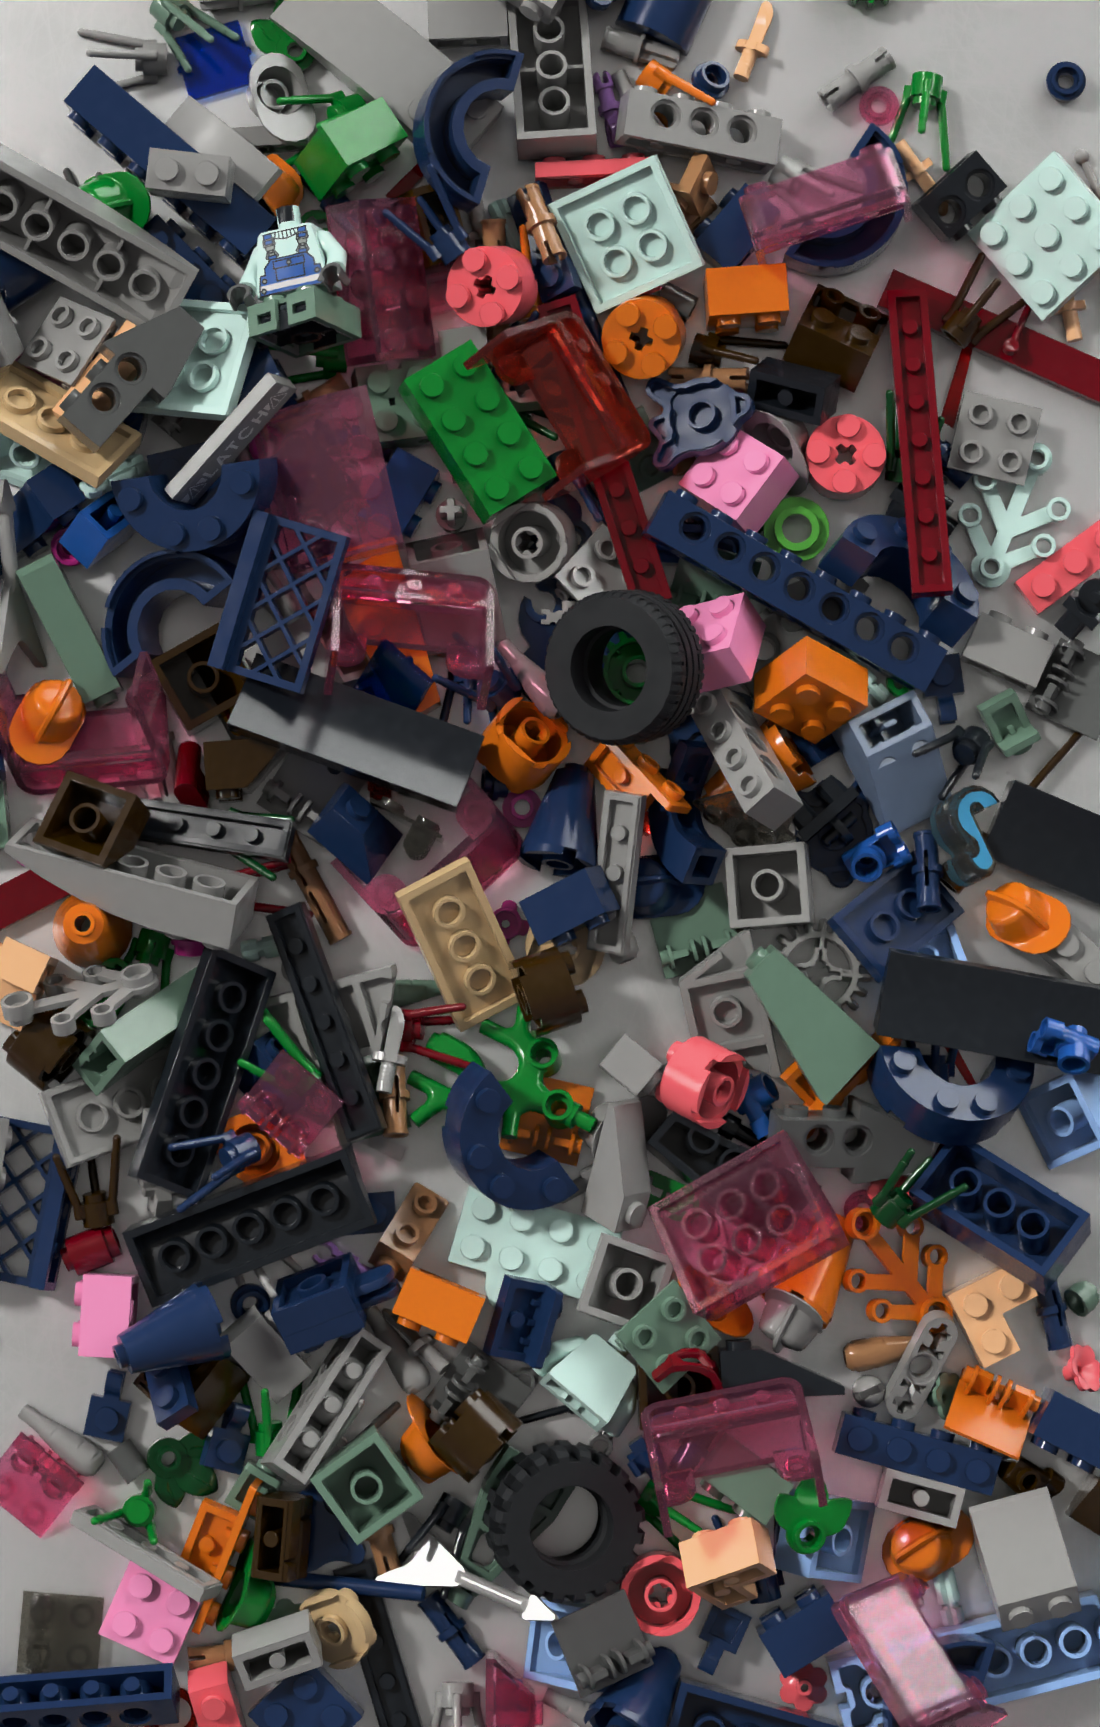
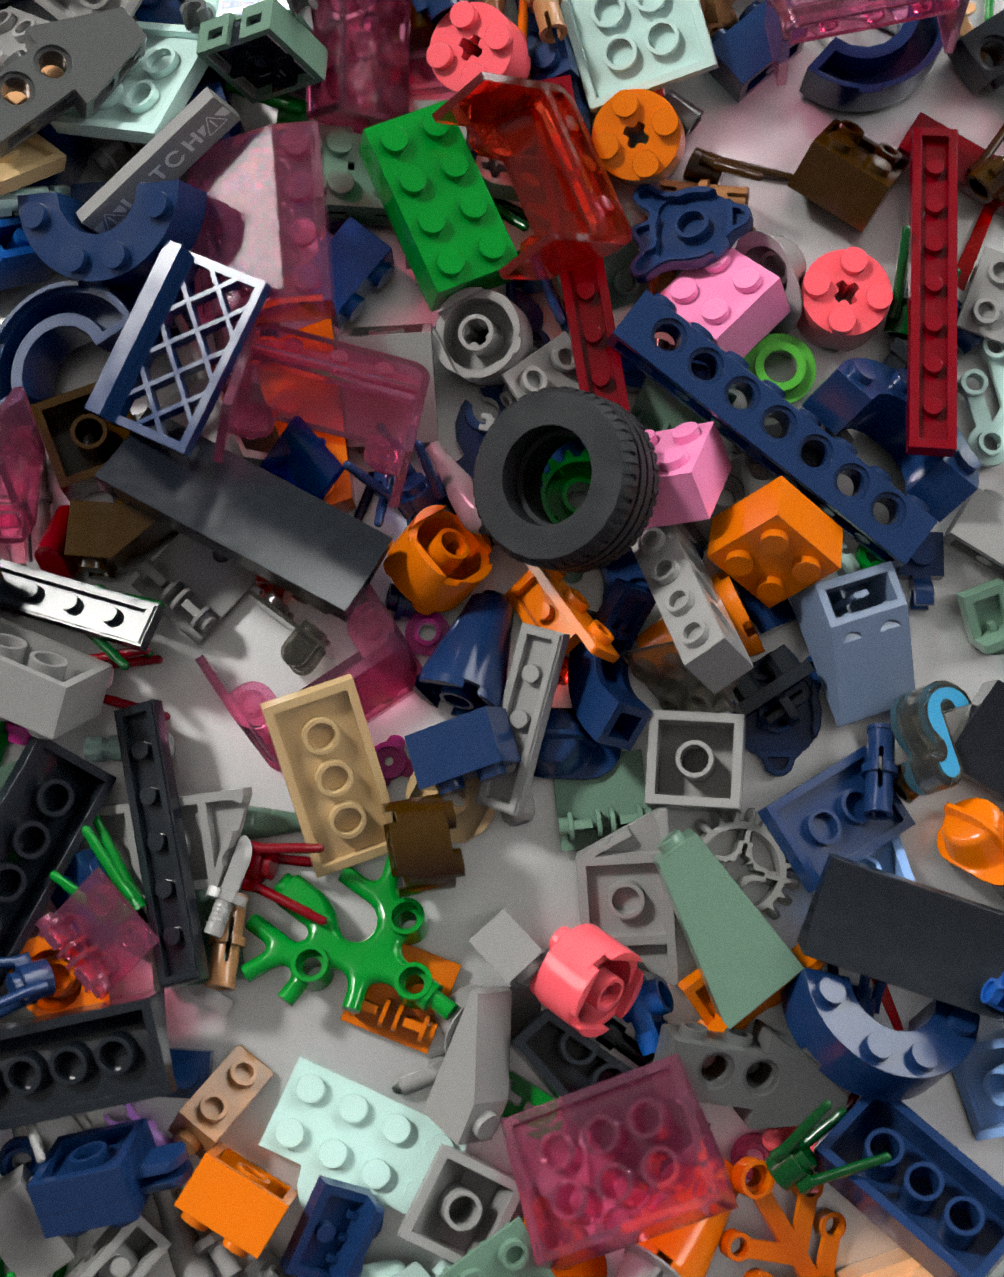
camera: 10 degrees right, 5 degrees down
(316, 893) = (180, 696): medium nougat pin -> none
(355, 832) = (231, 631): dark blue slope -> none
(451, 515) = (398, 298): light grey axle -> none
(474, 1149) = (303, 1010): dark blue brick -> none
(746, 298) = (757, 111): orange brick -> none
(794, 390) = (798, 216): black brick -> none
(884, 850) = (834, 739): blue plate -> none
(969, 748) = (942, 639): black plant -> none

